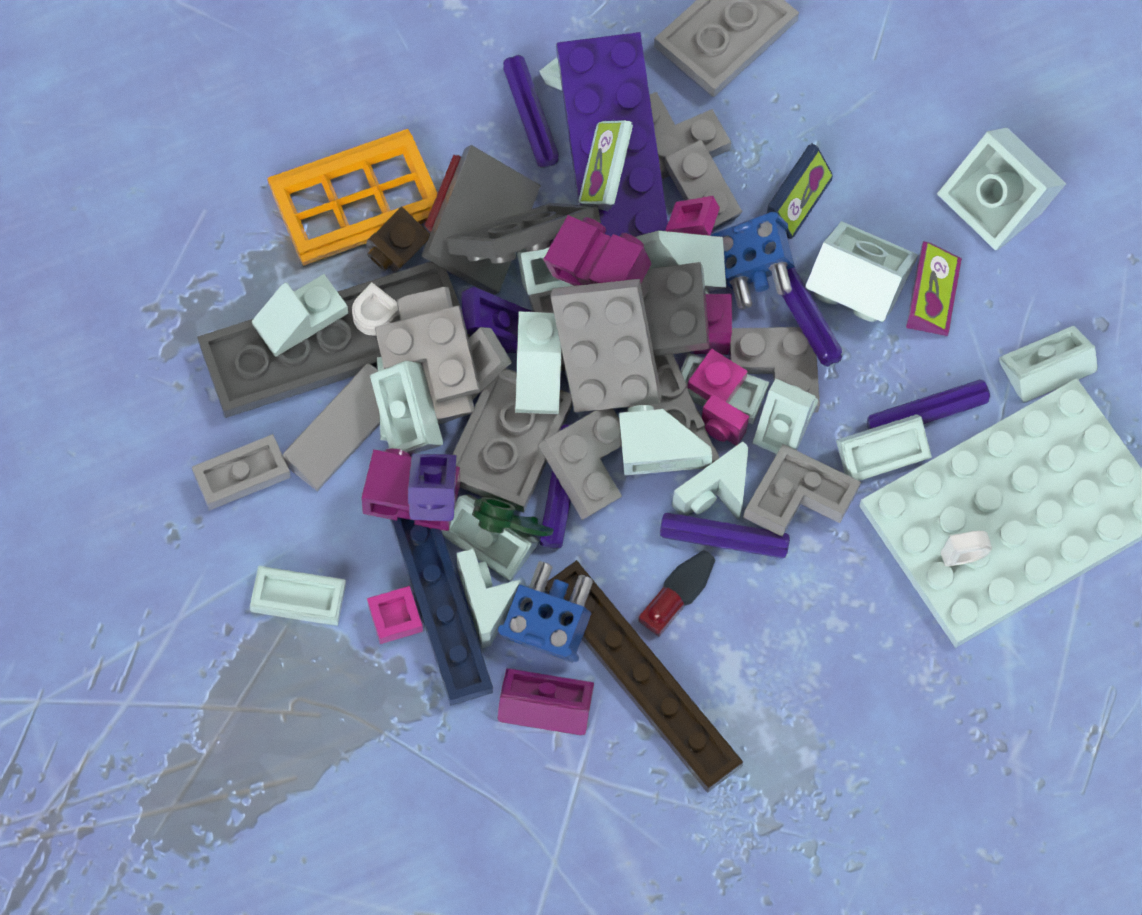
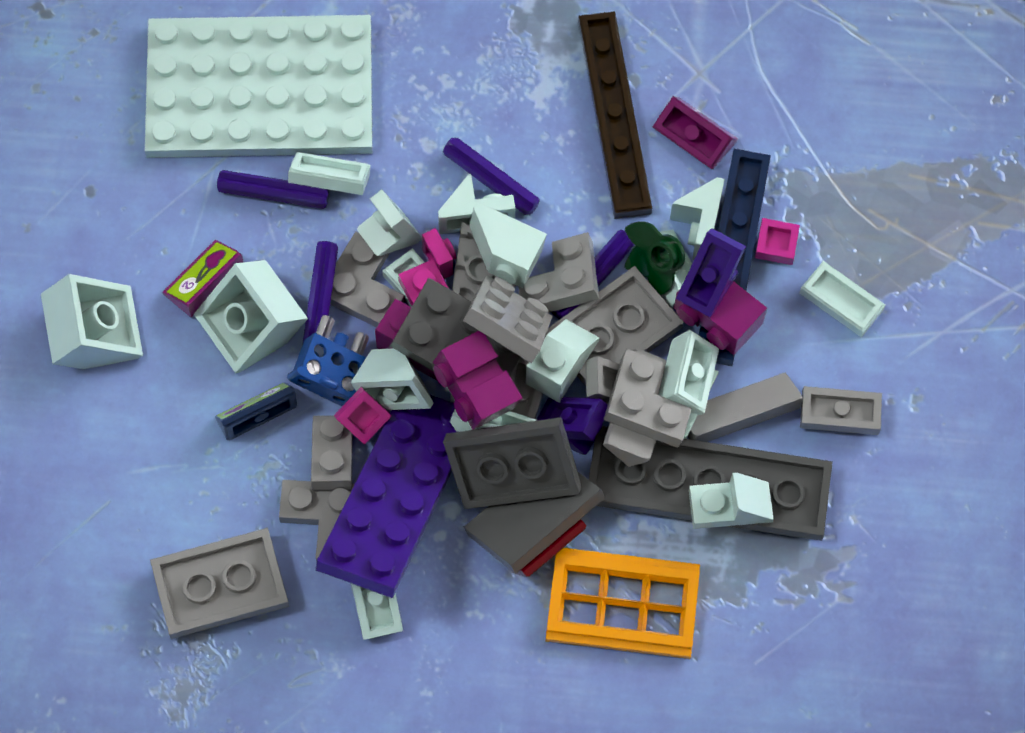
camera: 150 degrees left, 0 degrees up
(374, 309) = (666, 475): white tile -> none
(396, 241) = (615, 535): dark brown bracket -> none
(530, 111) = (431, 600): dark purple axle -> none
(548, 634) = (664, 172): blue piece -> none
(605, 164) = (414, 470): slope -> none
(678, 590) = (550, 157): piece -> none
(796, 481) = (415, 183): light grey plate -> none
(966, 548) = (325, 56): white tile -> none
(1049, 363) = (154, 180): light aqua slope -> none

